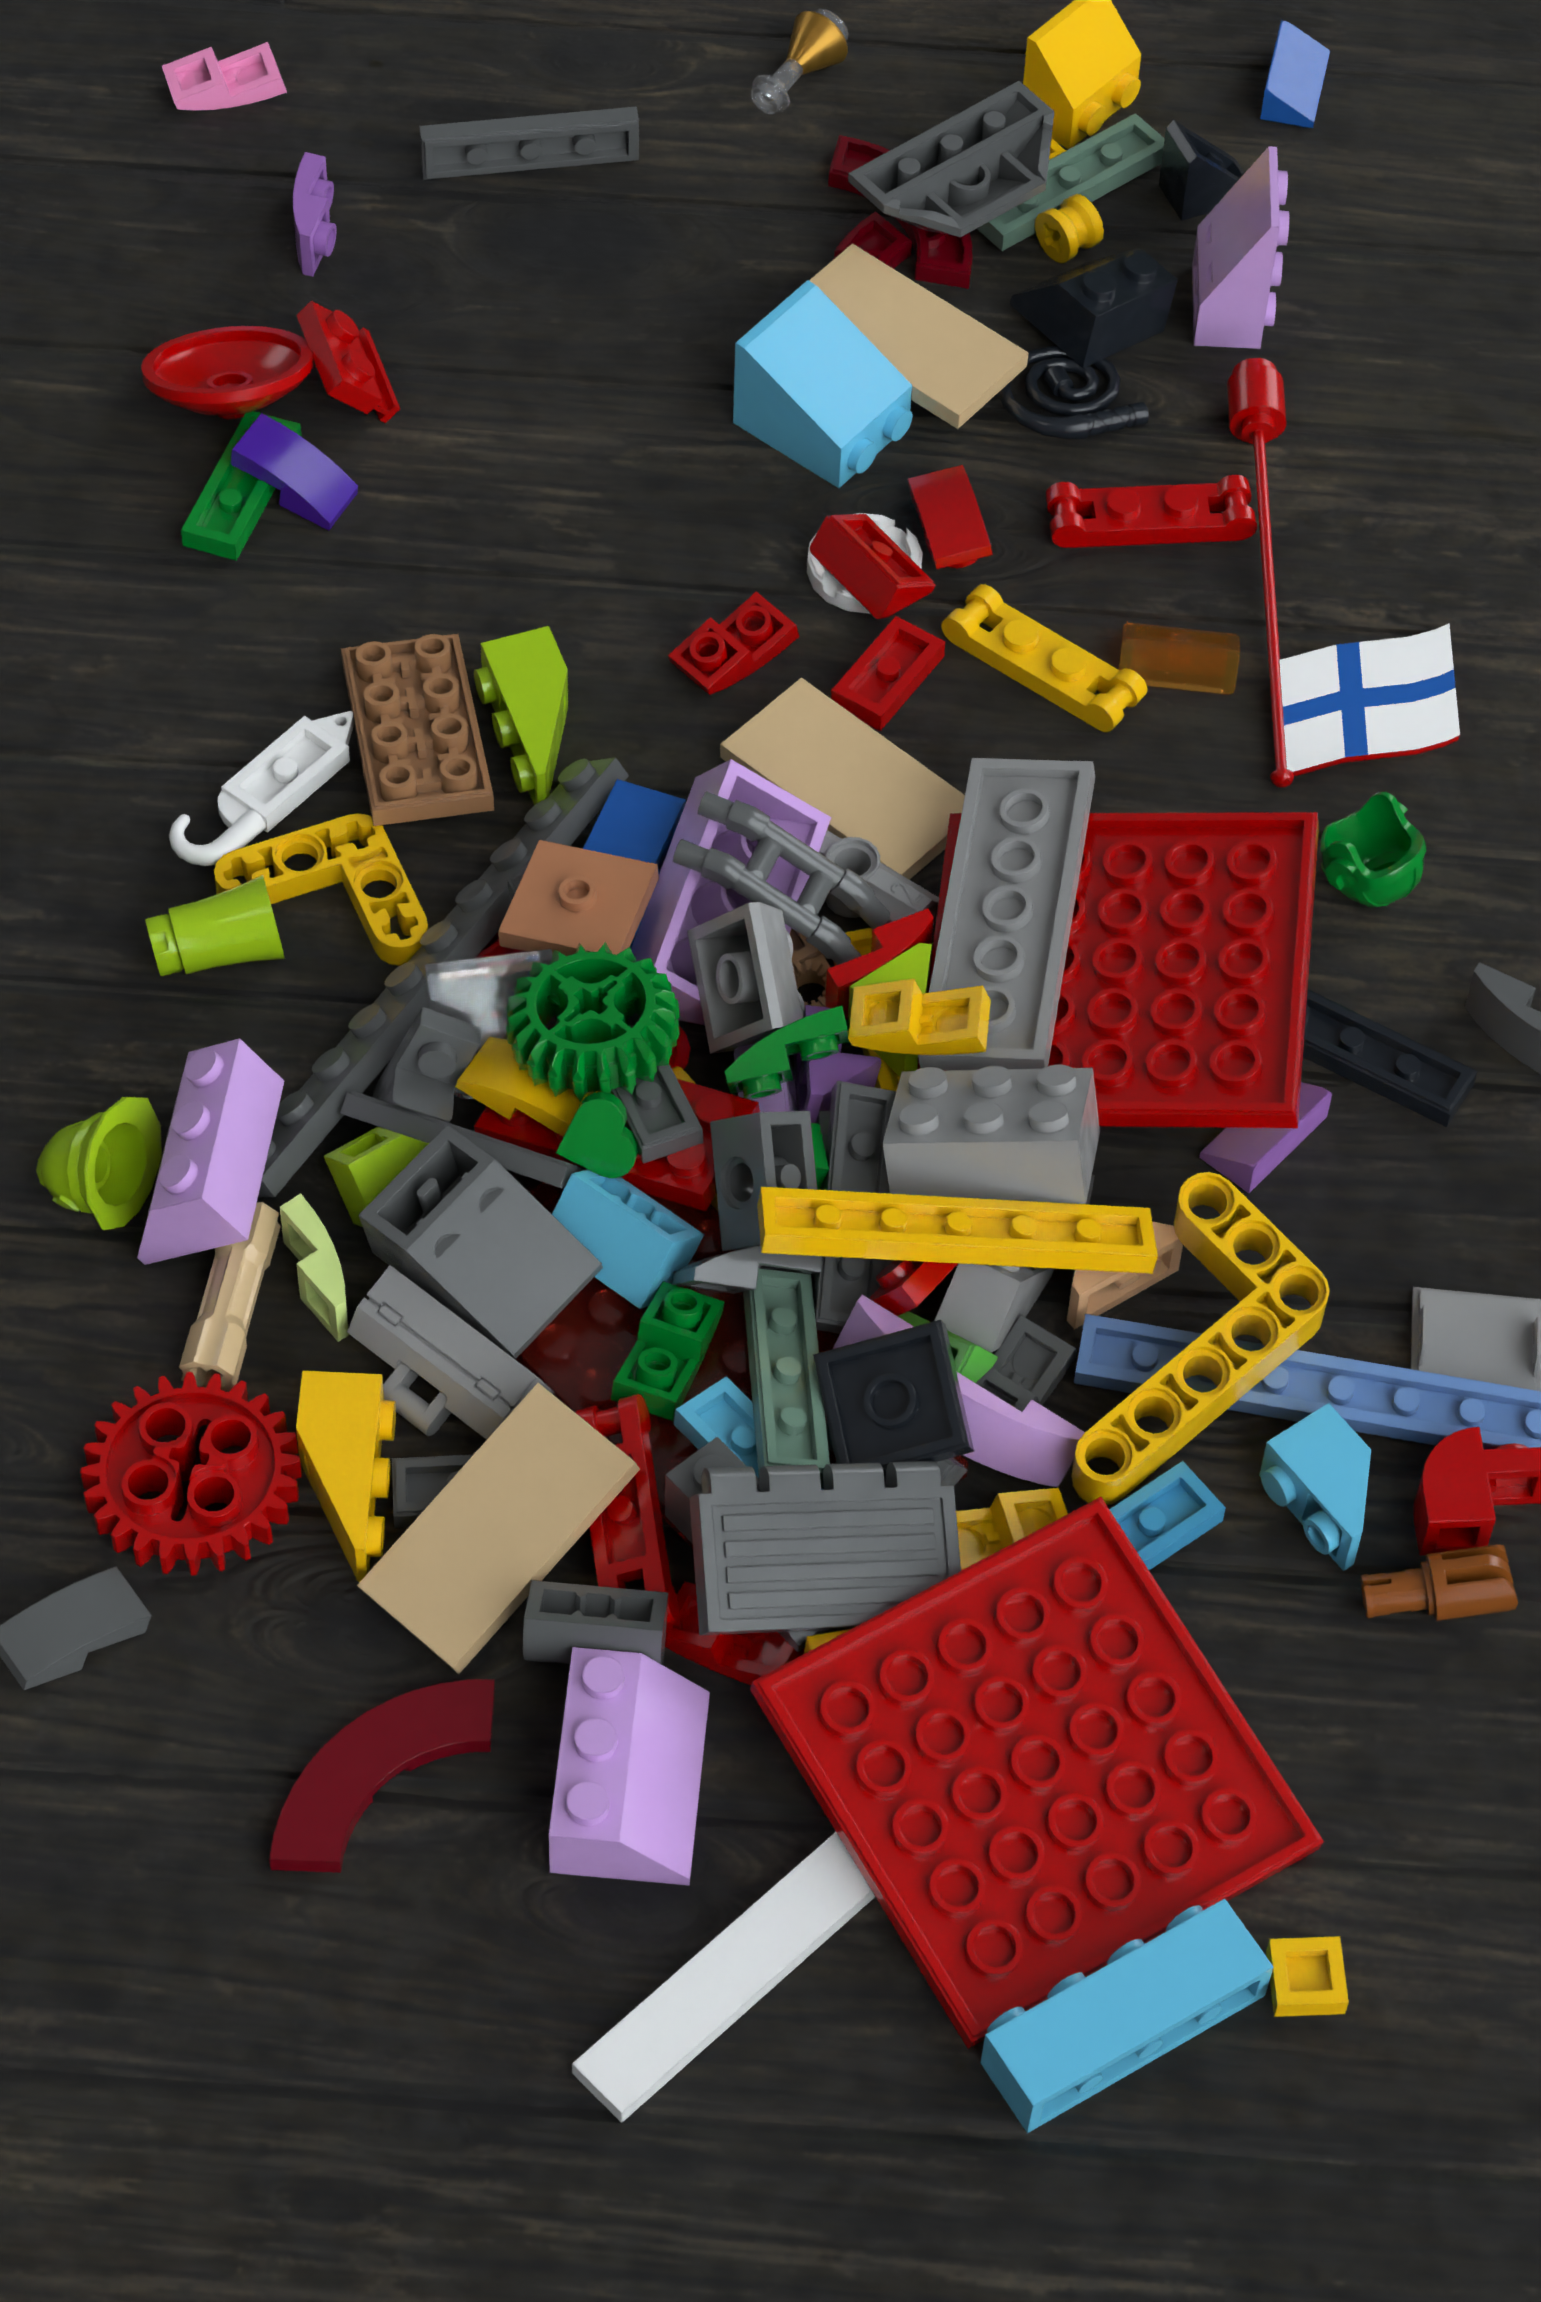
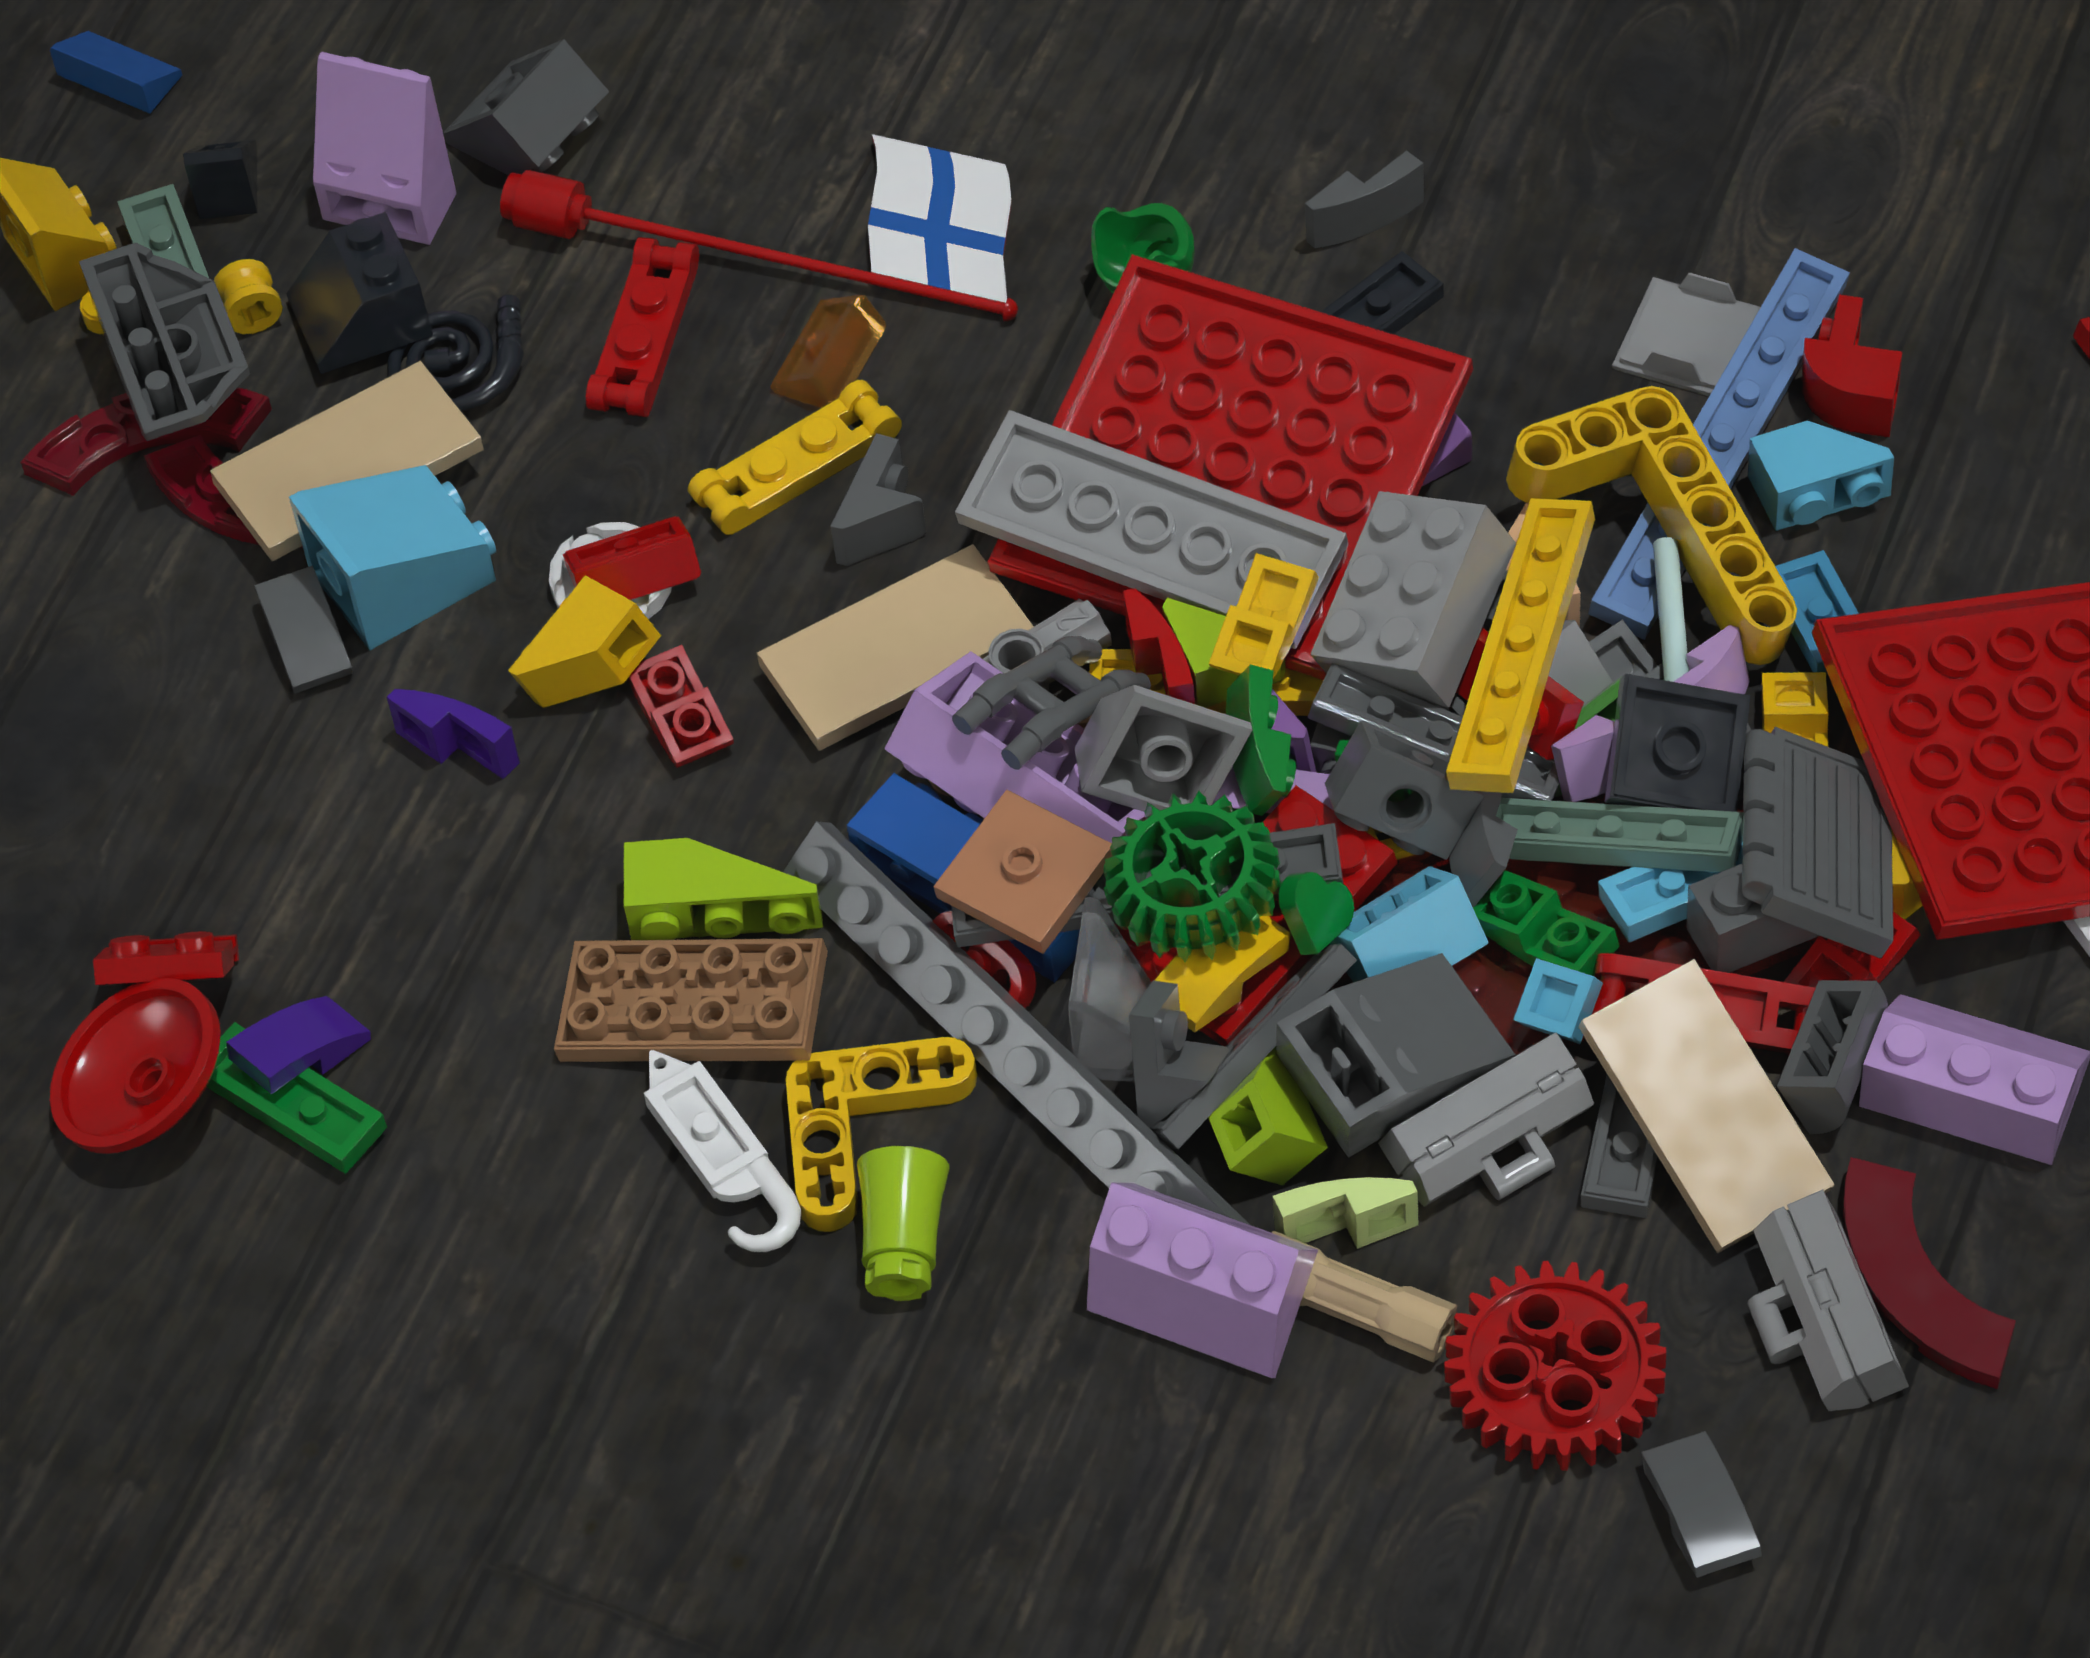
camera: 65 degrees left, 0 degrees up
(105, 1162) = (1161, 1386): lime piece -> none
(312, 1690) = (1839, 1319): none -> light grey piece
(340, 1451) = (1596, 1227): yellow slope -> none
(581, 1371) = (1557, 1000): none -> medium azure plate
(646, 492) = (444, 724): none -> dark purple slope
(707, 372) = (303, 629): none -> dark grey slope
(763, 549) = (585, 646): none -> yellow slope
(888, 672) = (769, 583): red plate -> none
(950, 517) = (596, 483): red slope -> none
(992, 719) = (876, 509): none -> dark grey slope
(1090, 1381) = (1670, 608): none -> light aqua bar
(1355, 364) = (529, 111): none -> dark grey slope
(1445, 1585) = (1941, 418): dark orange arm -> none

